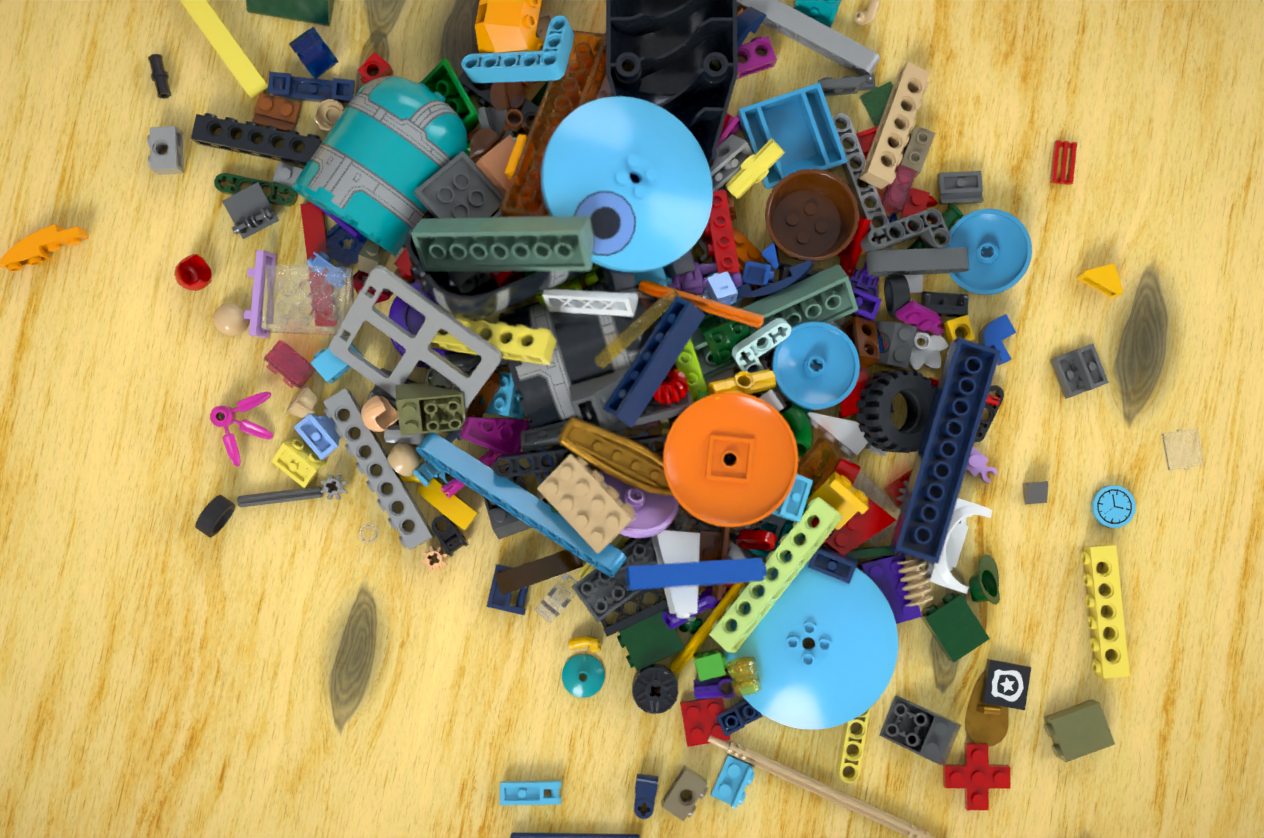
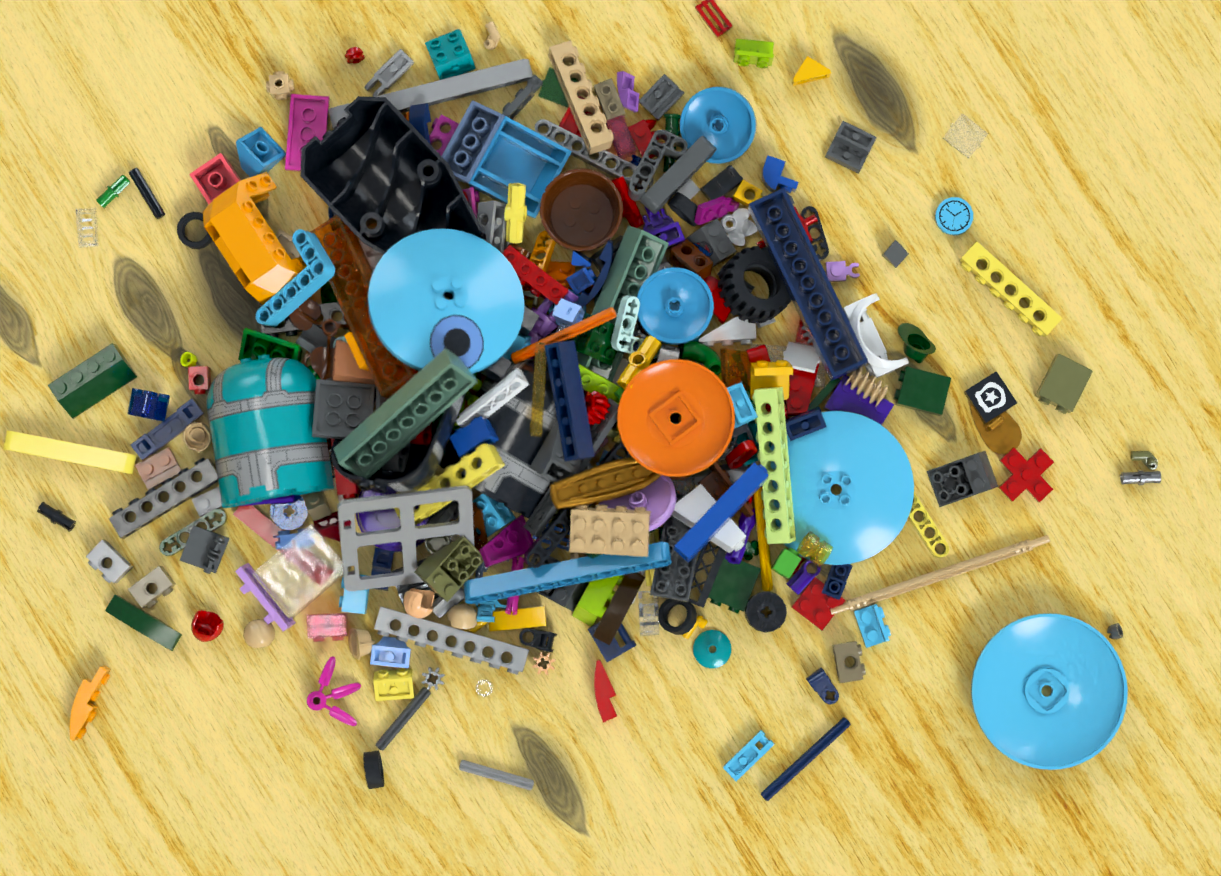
camera: 40 degrees left, 0 degrees up
(146, 224) = (143, 622): none -> dark green slope
(169, 197) = (141, 592): none -> brick
(312, 613) = (497, 775): none -> light grey axle
(382, 48) = (184, 358): none -> neon yellow hinge
(382, 355) = (382, 563): none -> dark blue slope
(460, 630) = (603, 693): none -> red slope
(525, 545) = (593, 600): none -> lime wedge
(547, 315) = (474, 434): none -> blue brick
(577, 639) = (689, 622): none -> black tyre
(749, 219) = (539, 247): none -> light orange beam
(773, 78) = (471, 140): none -> sand blue slope
(881, 506) = (801, 357): none -> white piece
(938, 153) = (627, 95): none -> medium lavender slope
(1069, 221) = (753, 52): none -> lime bracket

